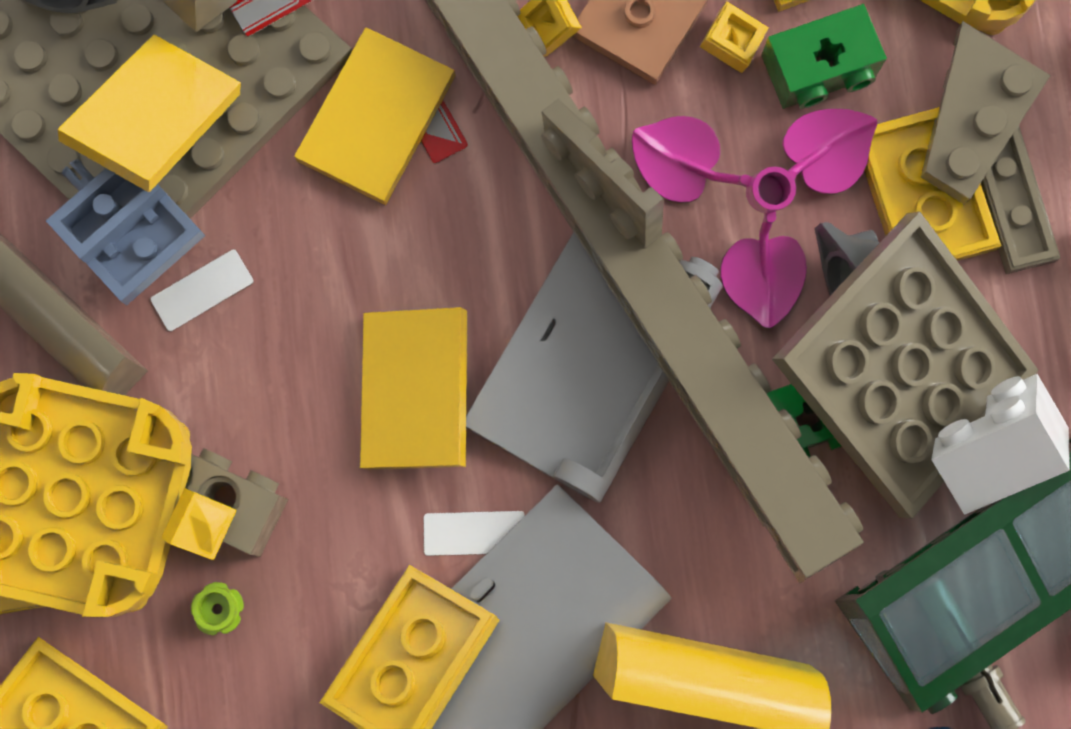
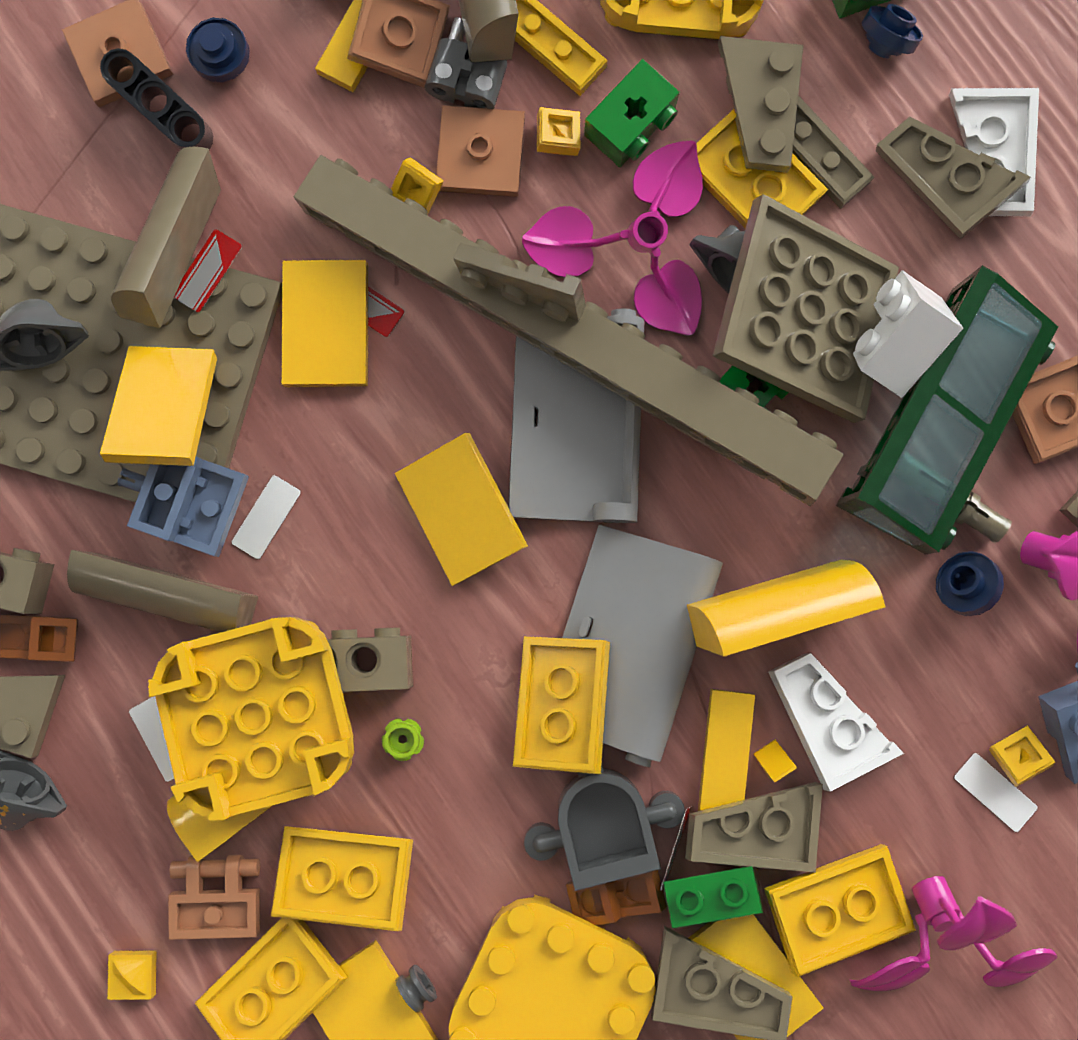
camera: 25 degrees left, 5 degrees up
(198, 524) = (360, 687): yellow tile -> none
(466, 531) = (551, 591): white sticker -> none

